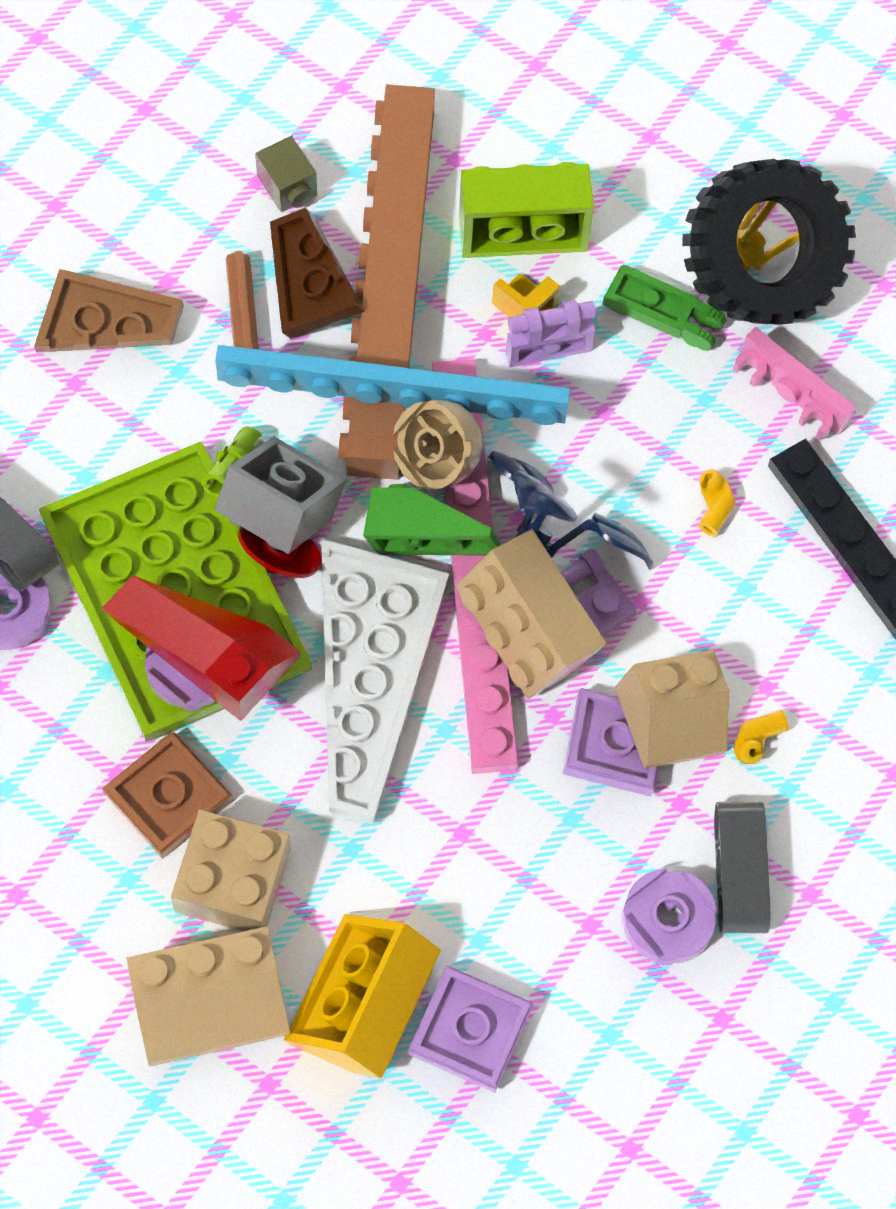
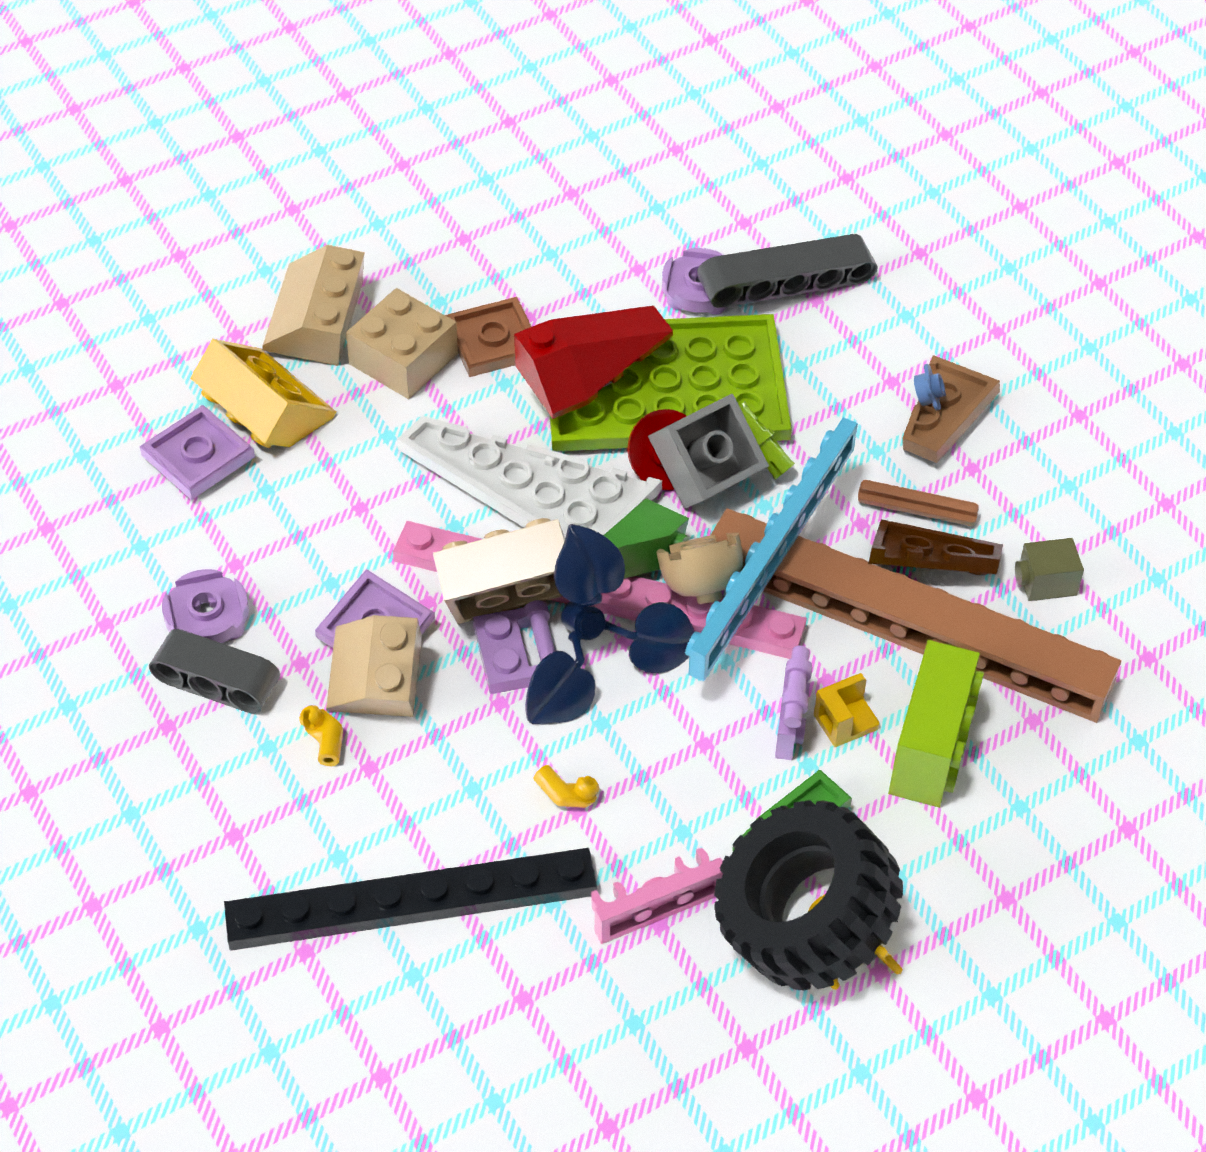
camera: 115 degrees right, 15 degrees down
(105, 320) = (929, 387): none -> medium blue plate

